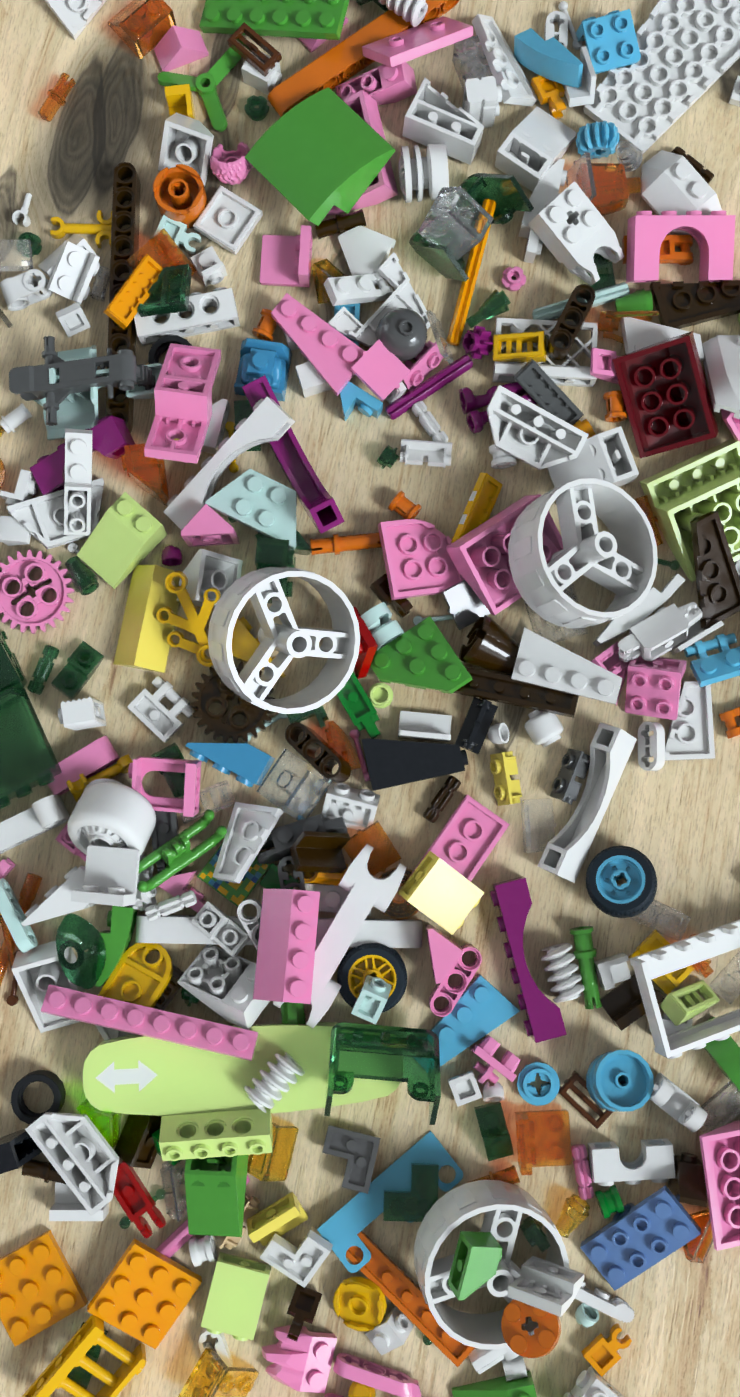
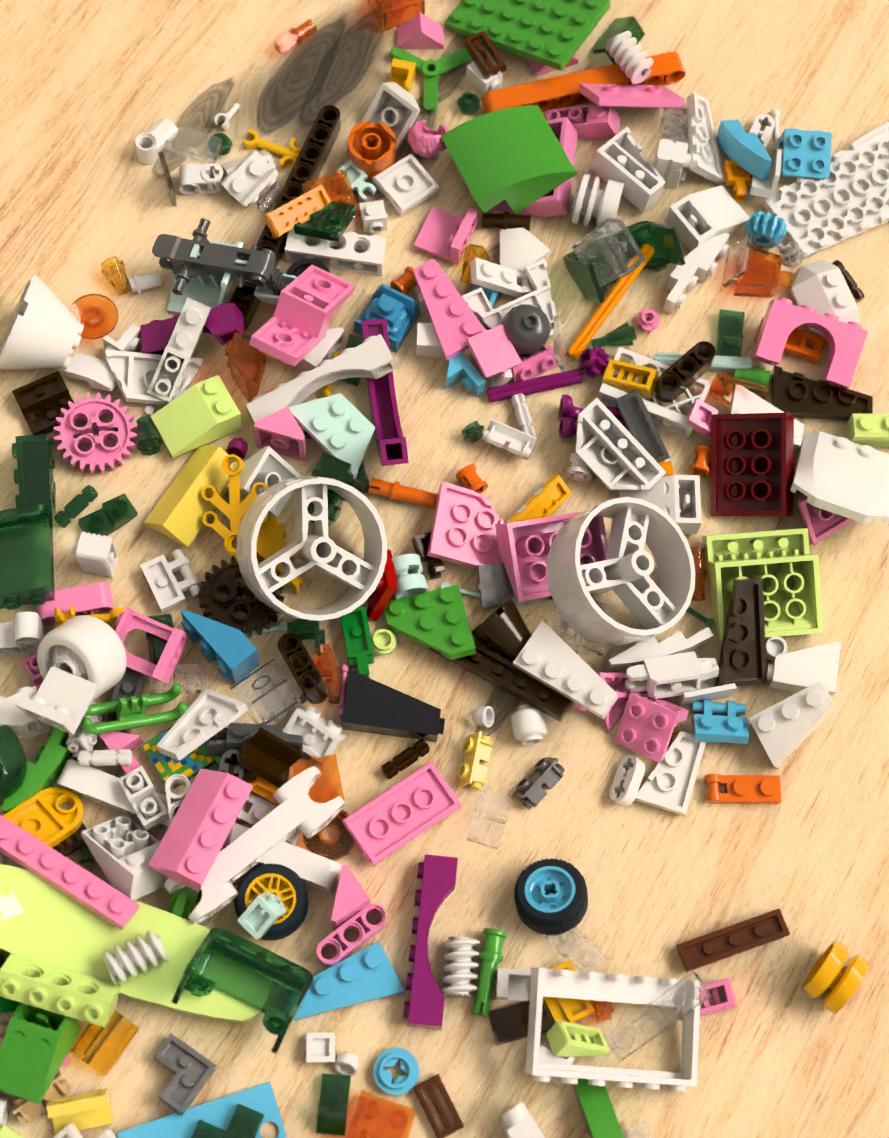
camera: 10 degrees right, 15 degrees down
(73, 319) = (233, 217): white tile -> none
(424, 726) = (414, 684): white panel -> none
(441, 893) = (371, 843): panel -> none
(476, 725) = (465, 701): black hinge -> none
(506, 1066) = (367, 1040): bright pink hips -> none
(576, 231) = (716, 297): white brick -> none
(608, 758) = (508, 849): white arch -> none
(633, 1075) = (487, 1079): medium azure wheel -> none

